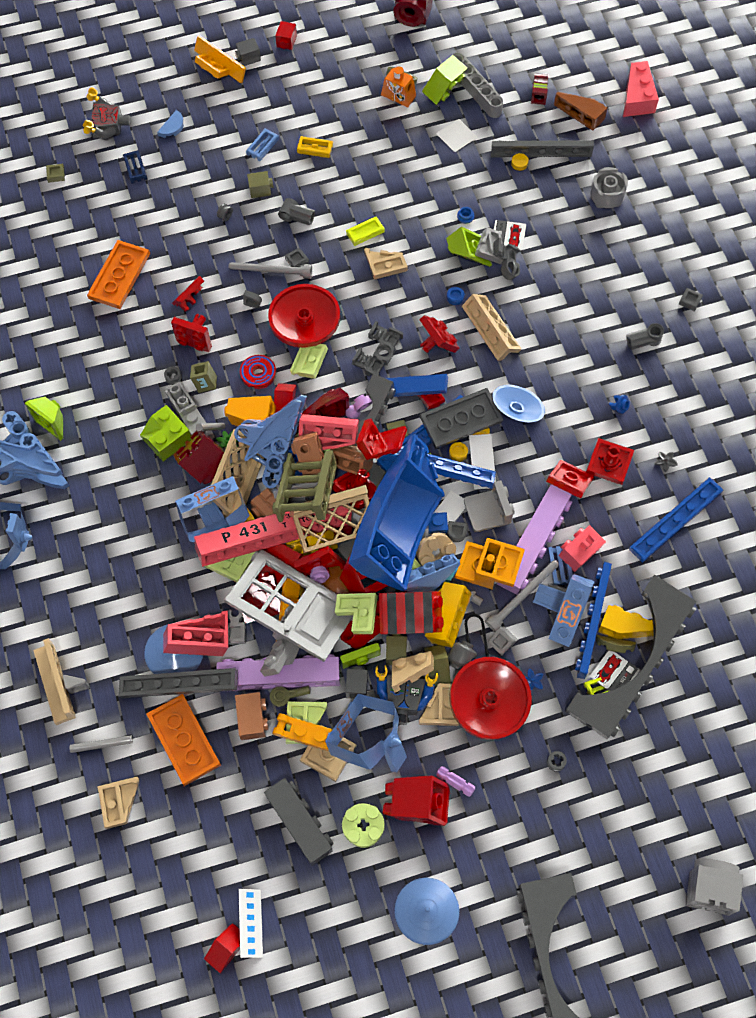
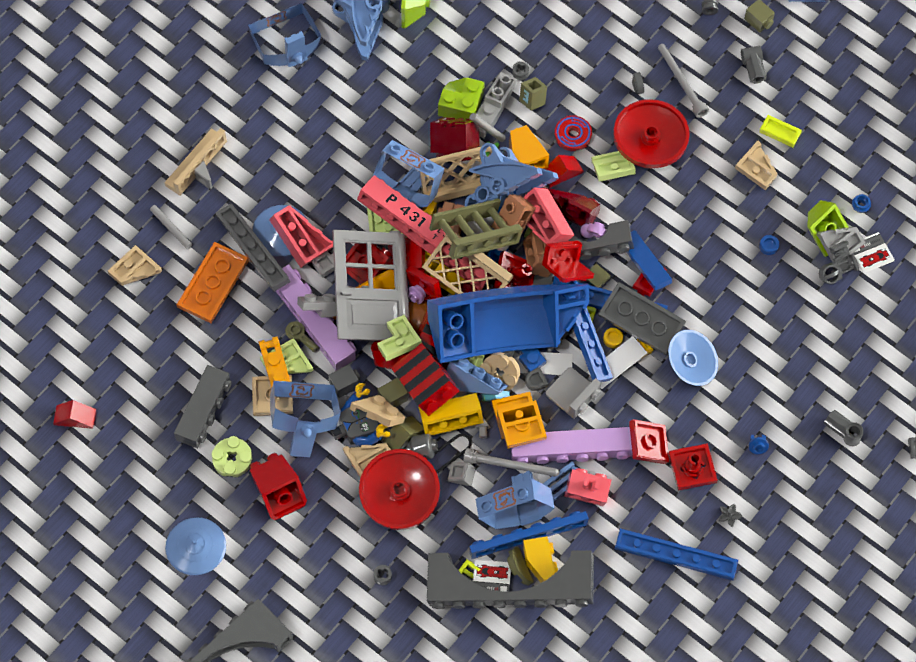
camera: 55 degrees right, 0 degrees up
(186, 296) = (616, 32): red plate -> none
(192, 333) = (567, 58): red plate -> none
(250, 716) = (262, 318): nougat brick -> none
(250, 923) = (103, 421): white sticker -> none
(296, 258) = (708, 94): dark grey tile -> none
(315, 149) = (844, 48): yellow tile -> none
(360, 656) = (369, 370): lime plate -> none
(387, 342) = (649, 221): dark grey piece -> none
(438, 335) = (712, 252): red plate -> none
(455, 781) = (313, 505): lavender axle -> none
(490, 326) = (755, 288): tan fence -> none
(534, 680) = (441, 517): blue plant -> none

